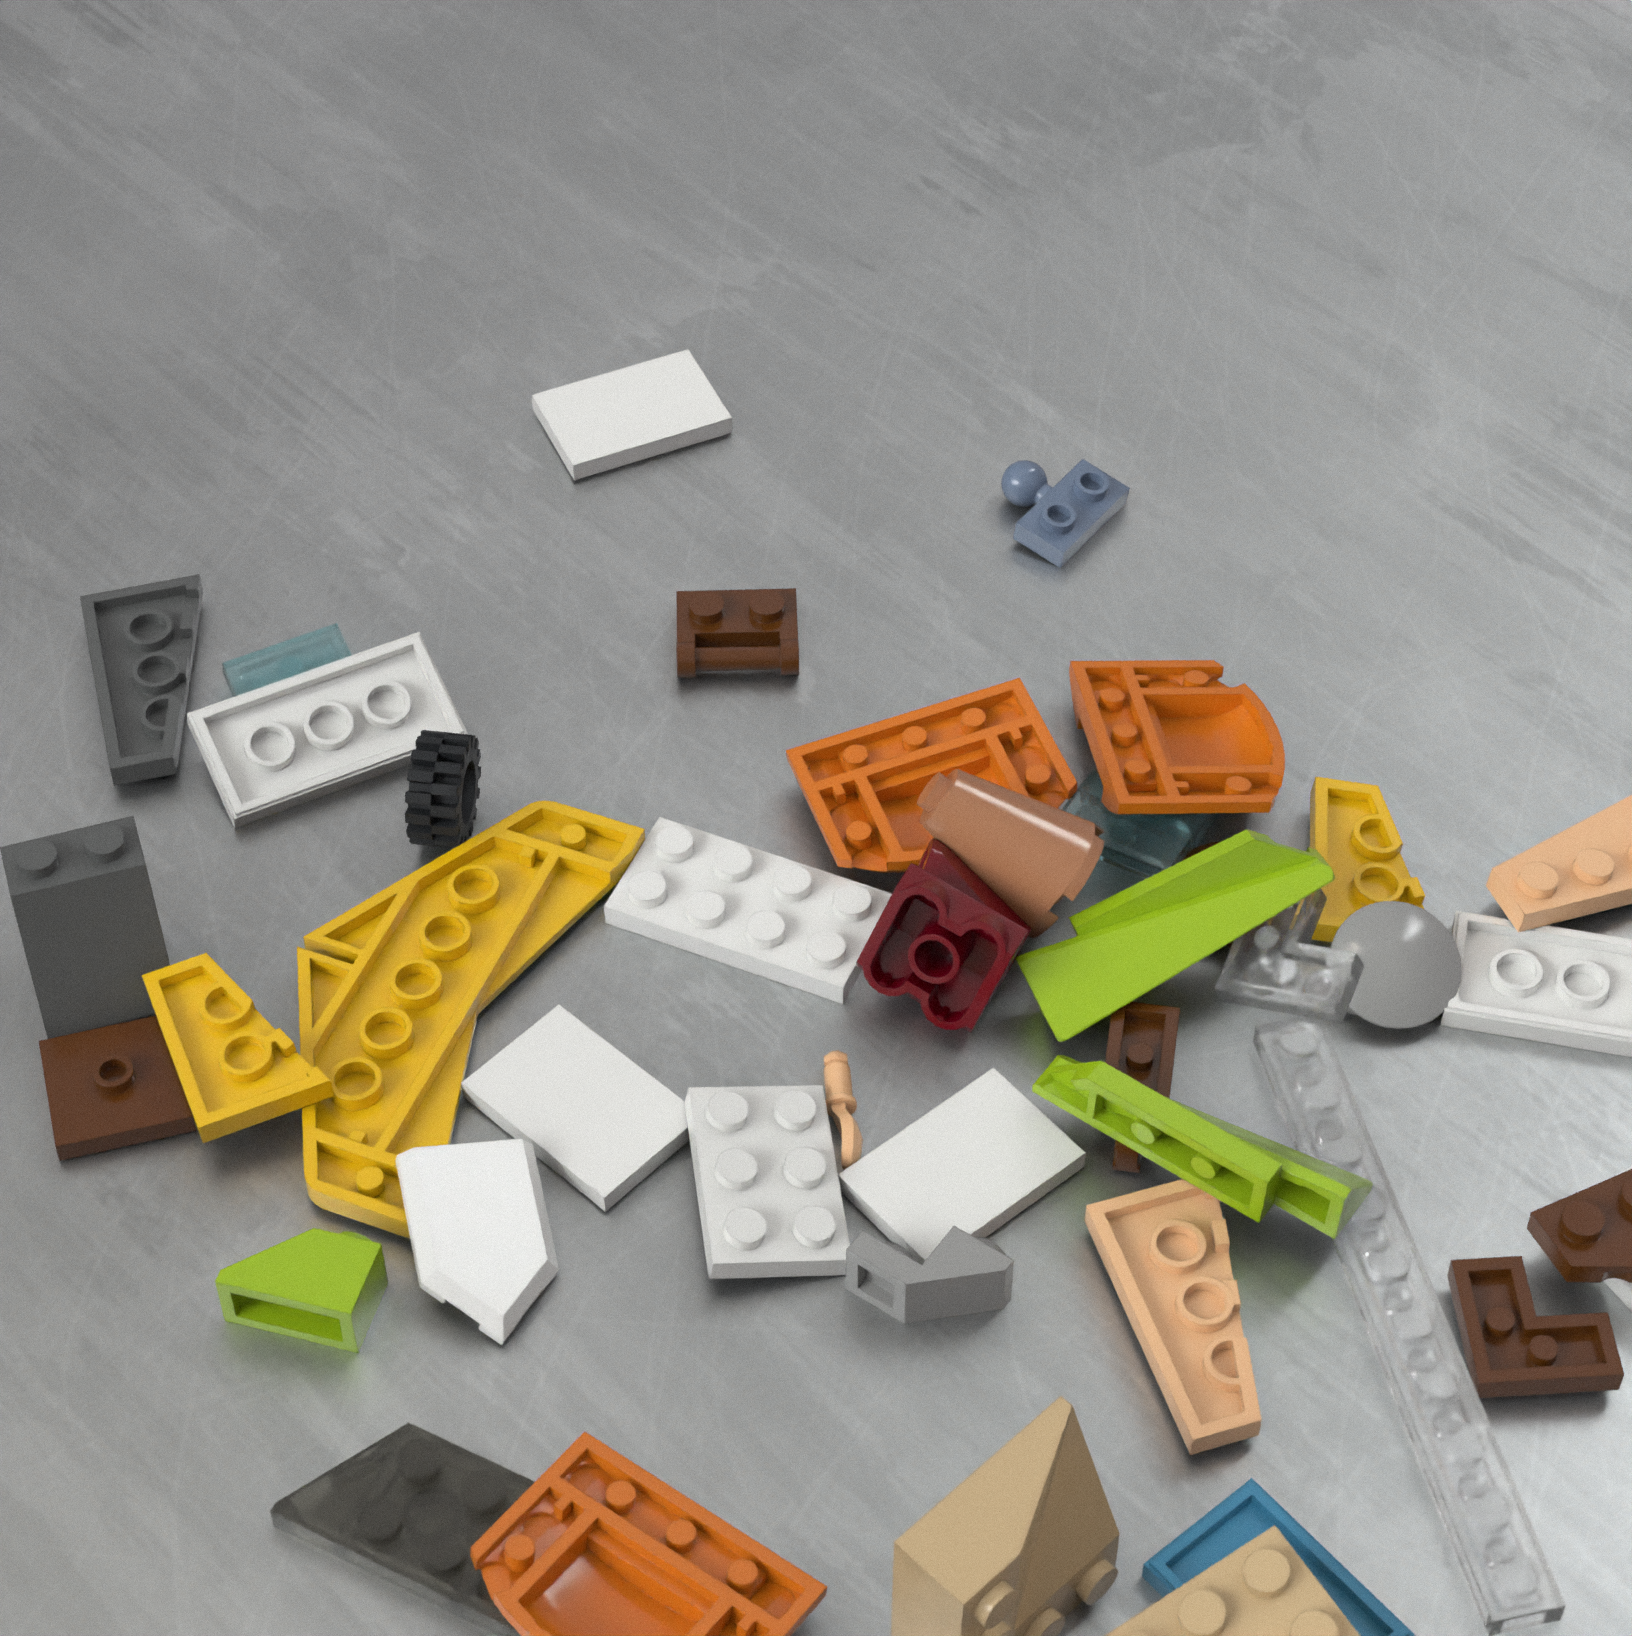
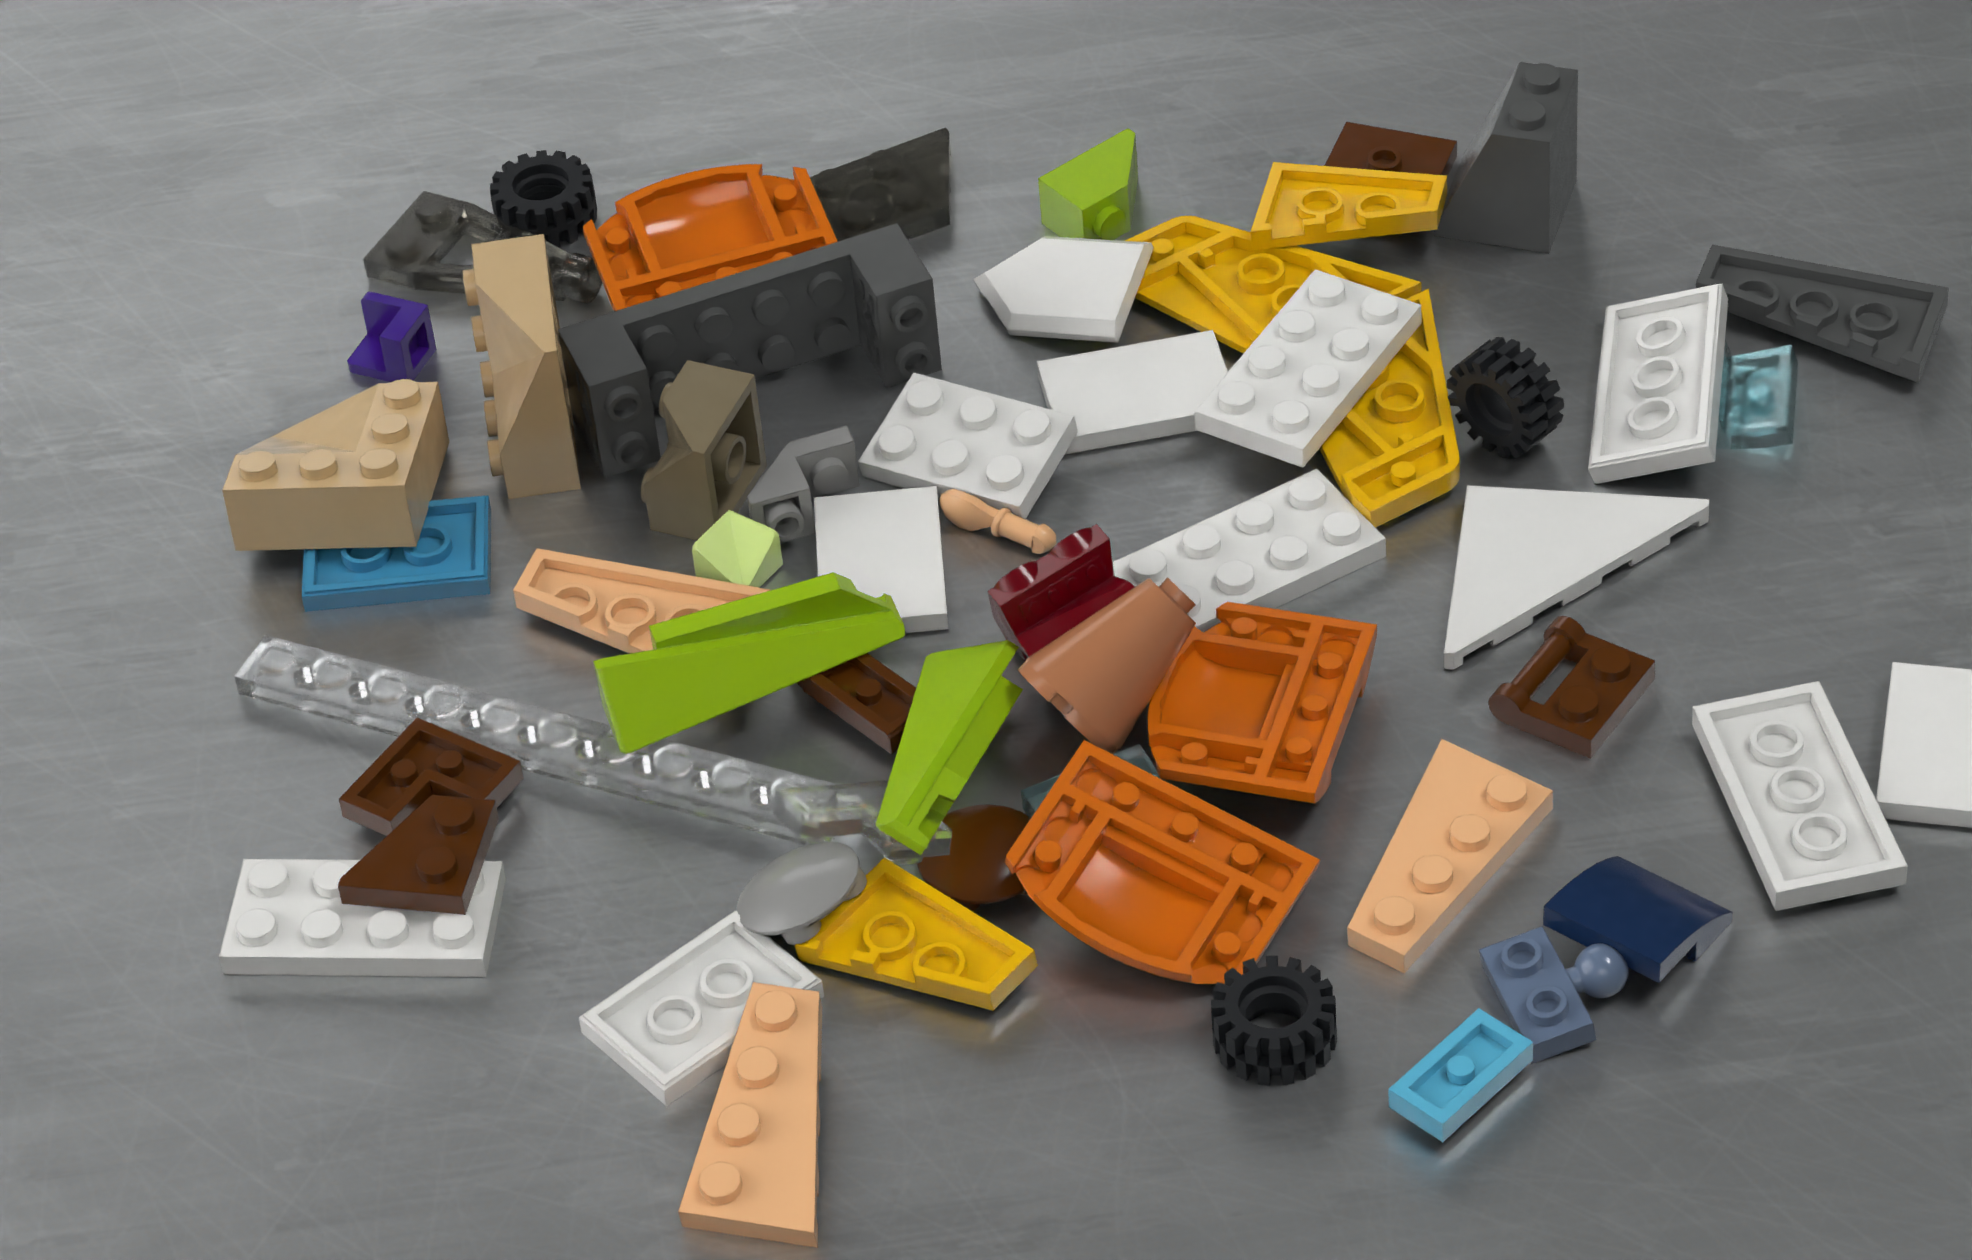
camera: 130 degrees right, 5 degrees down
(489, 952) = (1308, 368): none -> white plate
(595, 727) = (1545, 548): none -> white tile
(648, 1356) = (753, 322): none -> dark grey plate
(757, 459) = (1798, 796): none -> white plate
(952, 485) = (1636, 914): none -> dark blue slope
(952, 626) = (1445, 849): none -> light nougat wing
(975, 1349) = (710, 453): none -> dark tan slope
(1052, 1281) = (738, 551): none -> yellowish green slope
(1188, 509) = (1460, 1075): none -> medium azure plate
(1241, 603) = (1274, 1049): none -> black tyre

